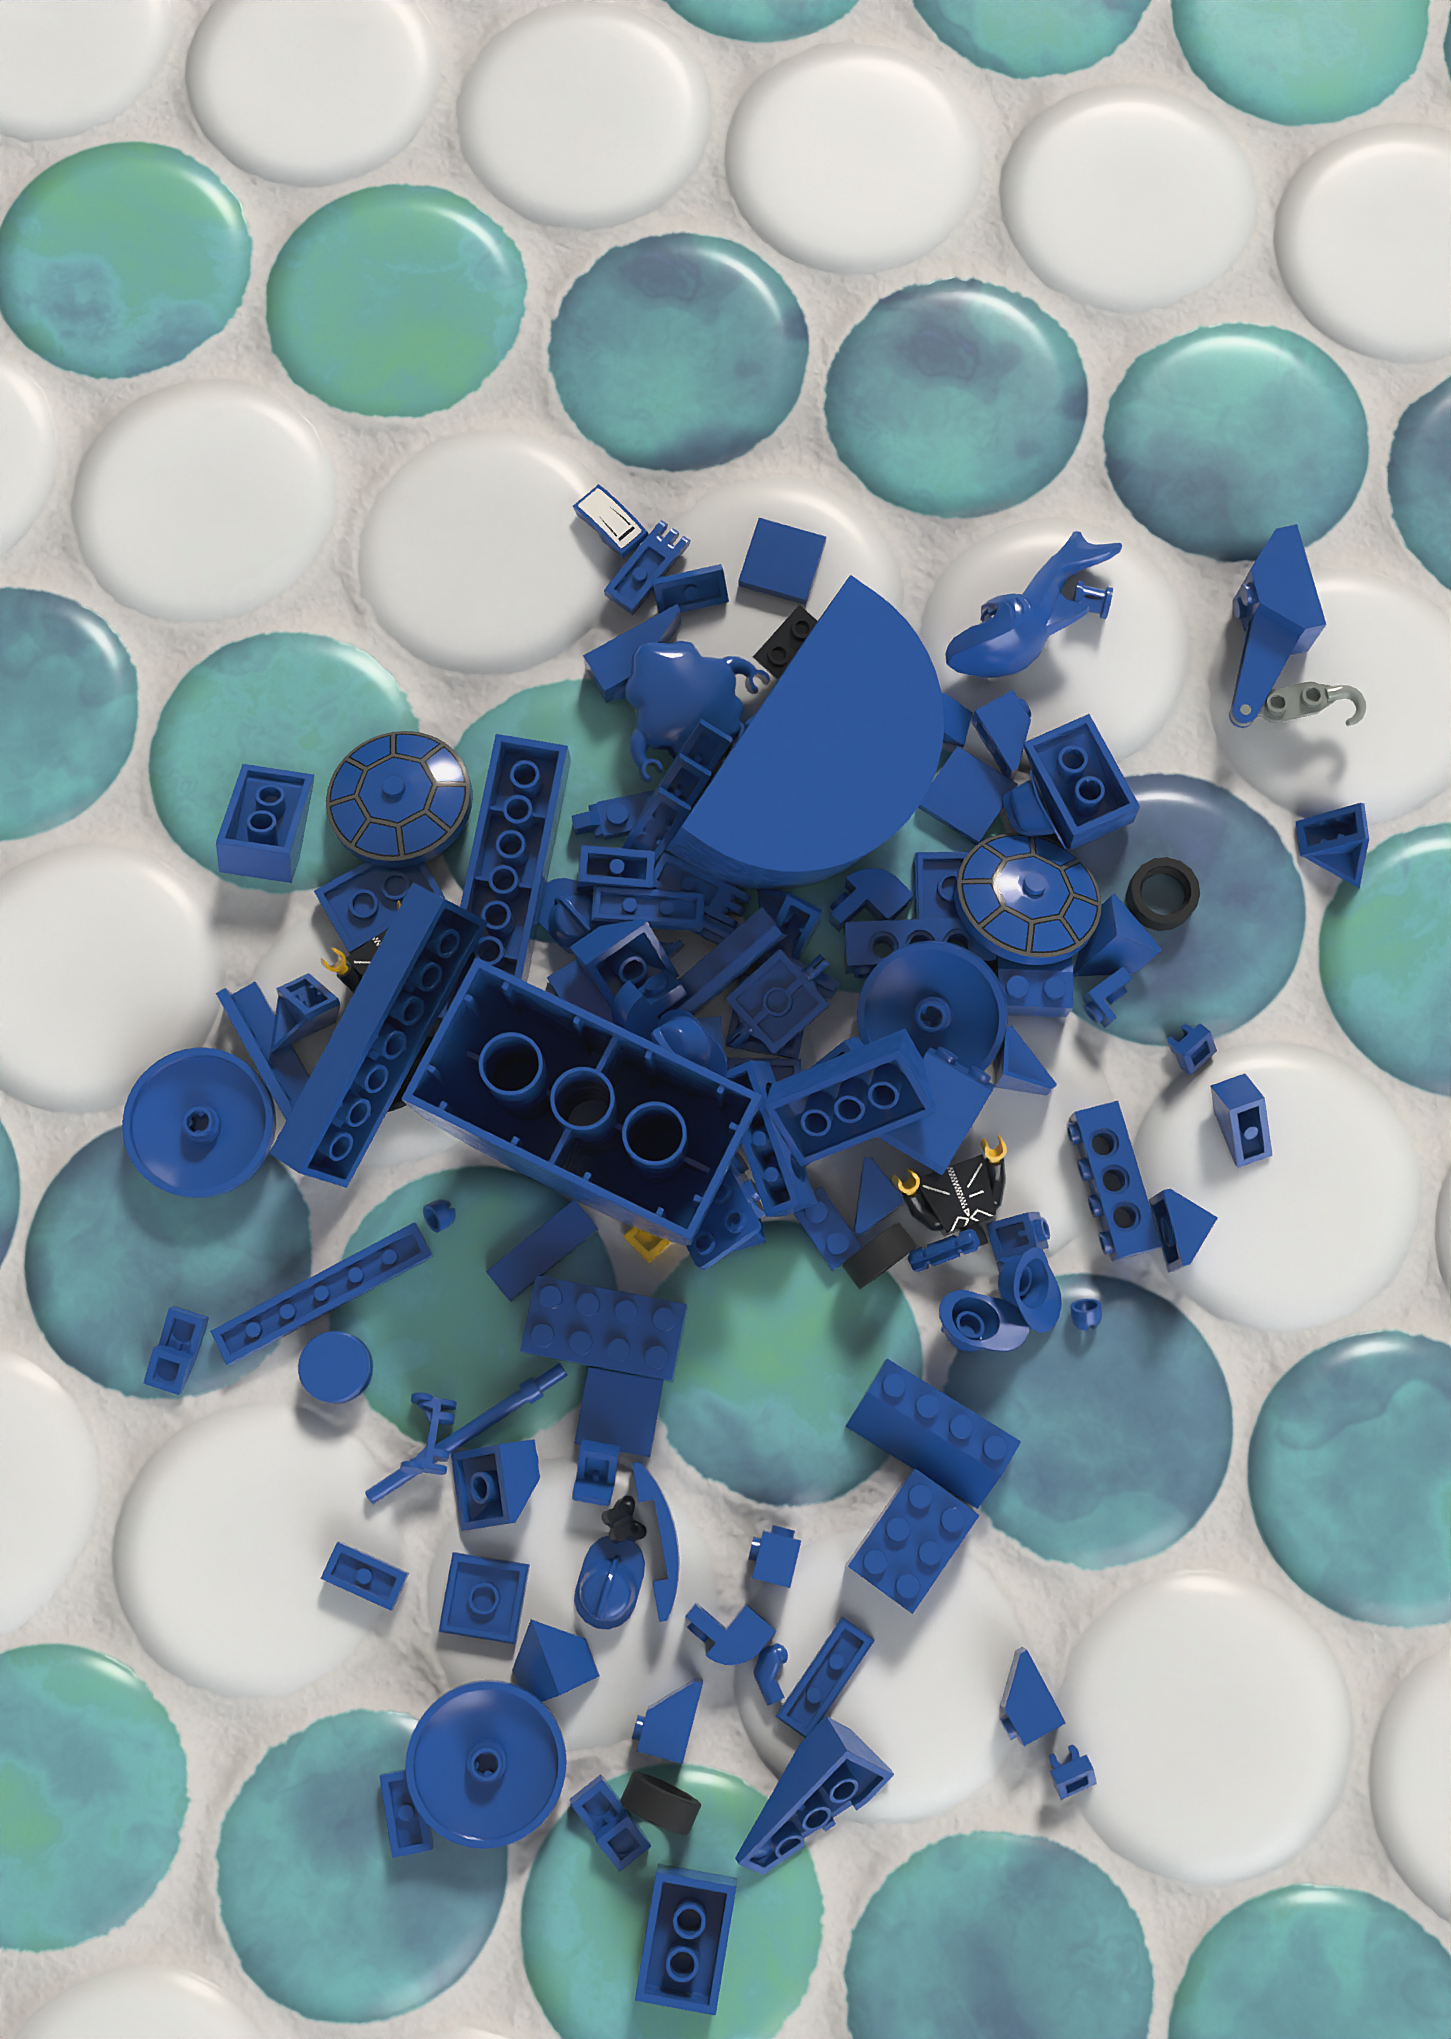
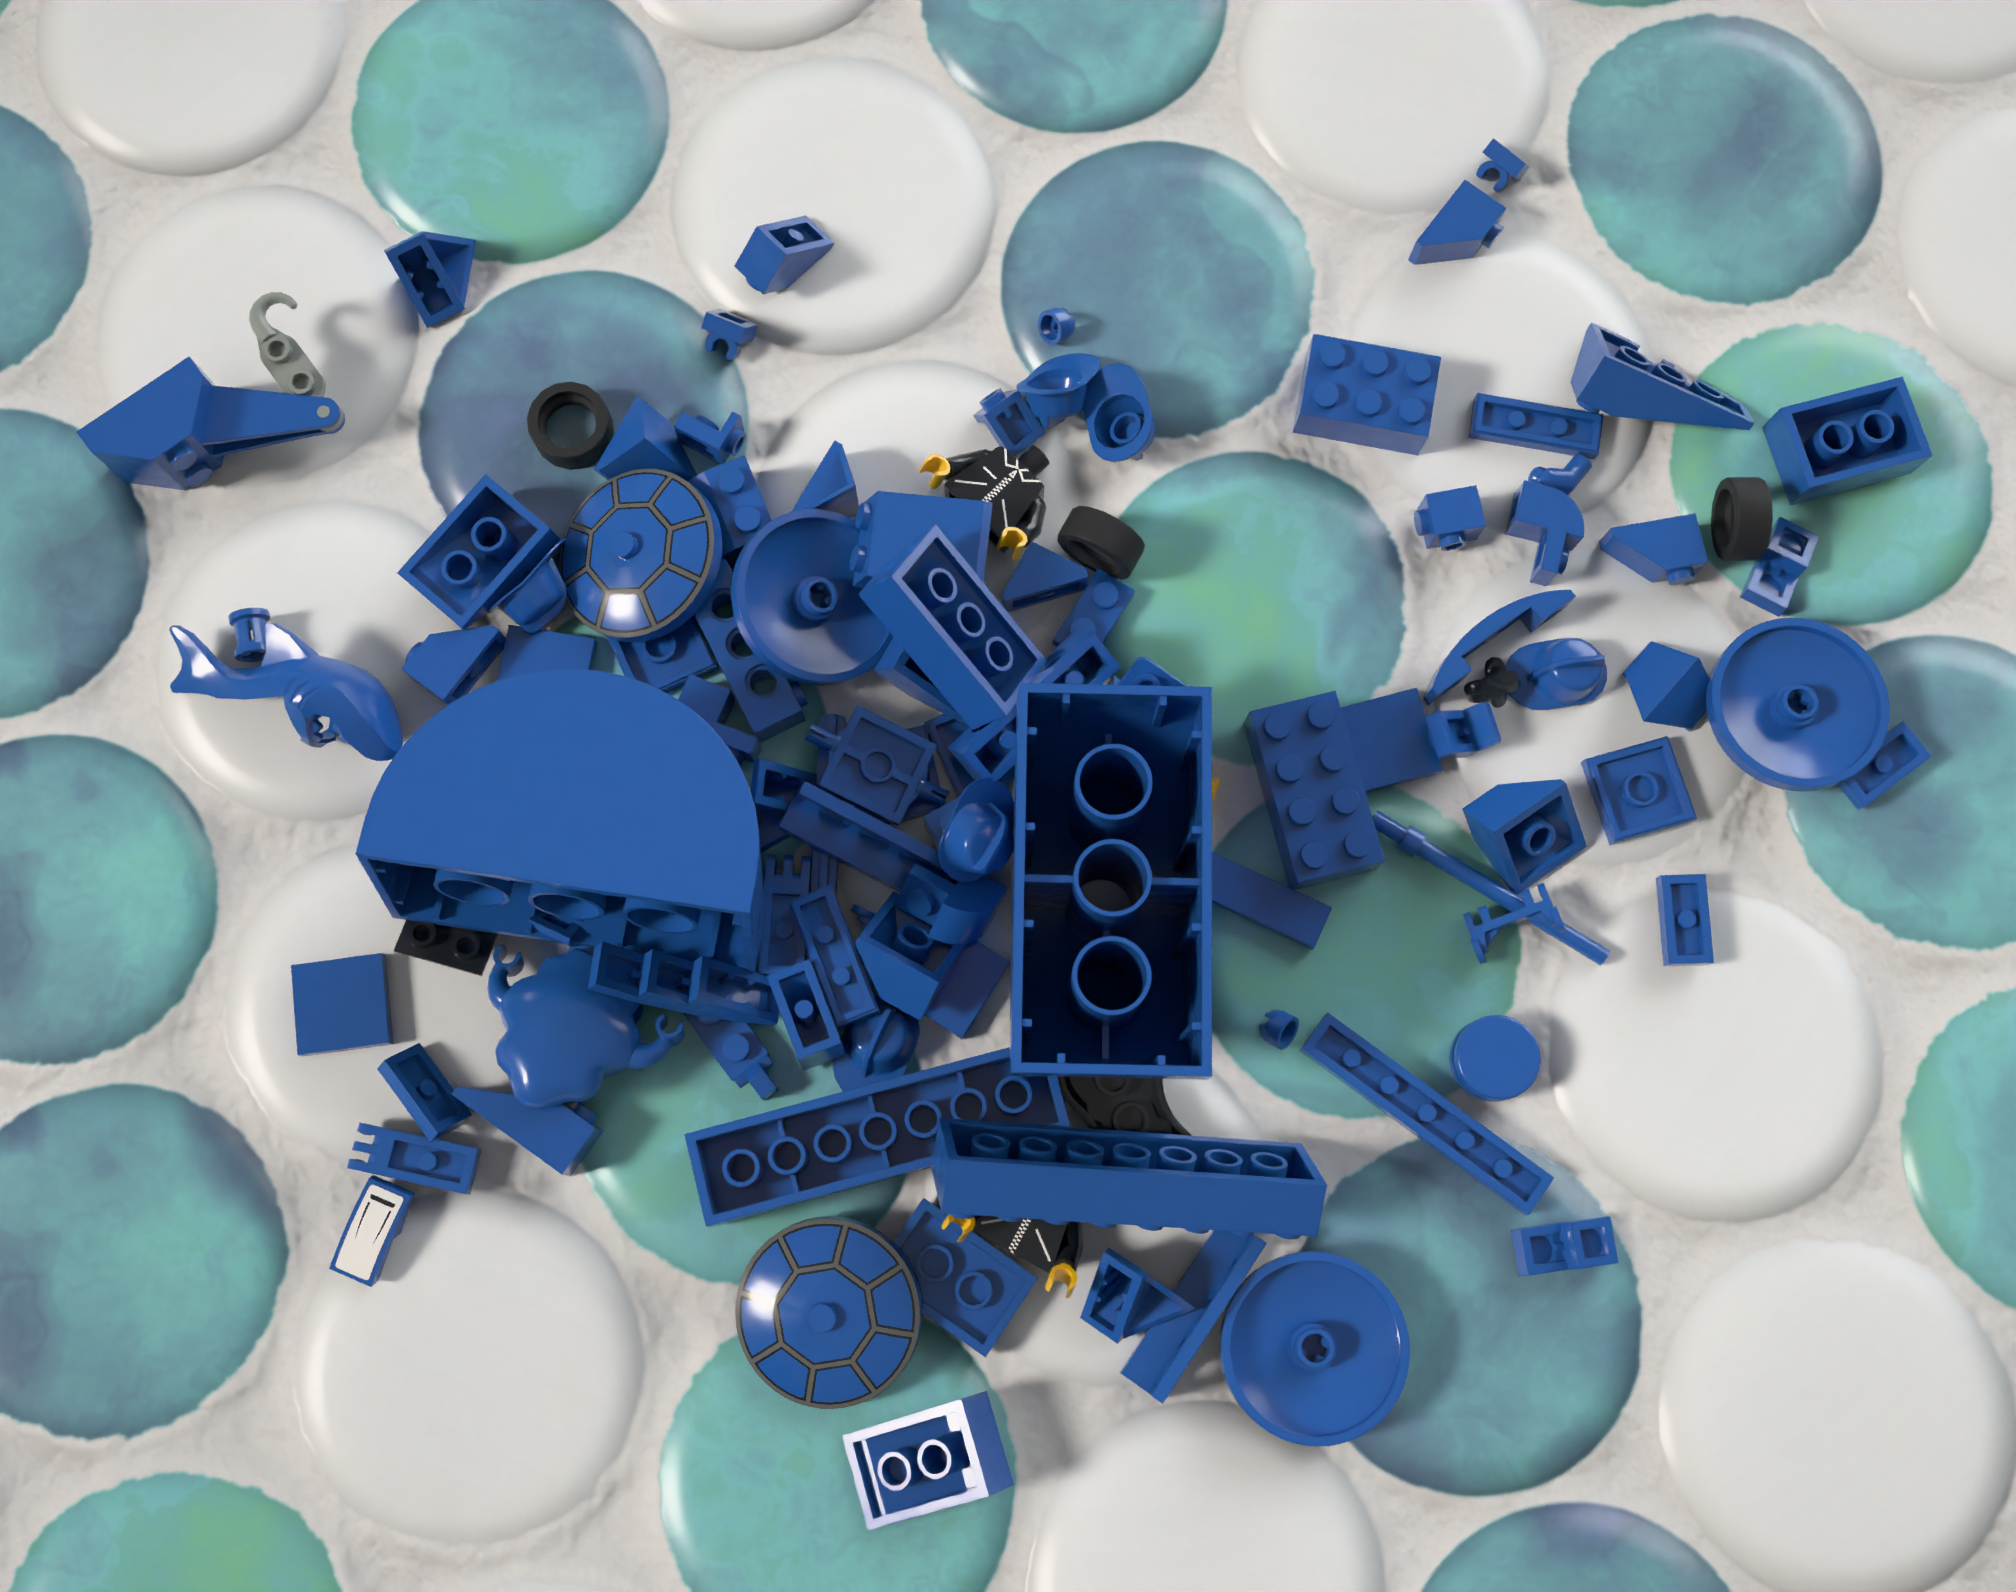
camera: 120 degrees left, 0 degrees up
(933, 1433) = (1250, 421): blue slope -> none
(944, 1250) = (1058, 479): blue axle -> none
(1108, 1123) = (949, 303): blue brick -> none
(1180, 1227) = (933, 260): blue slope -> none

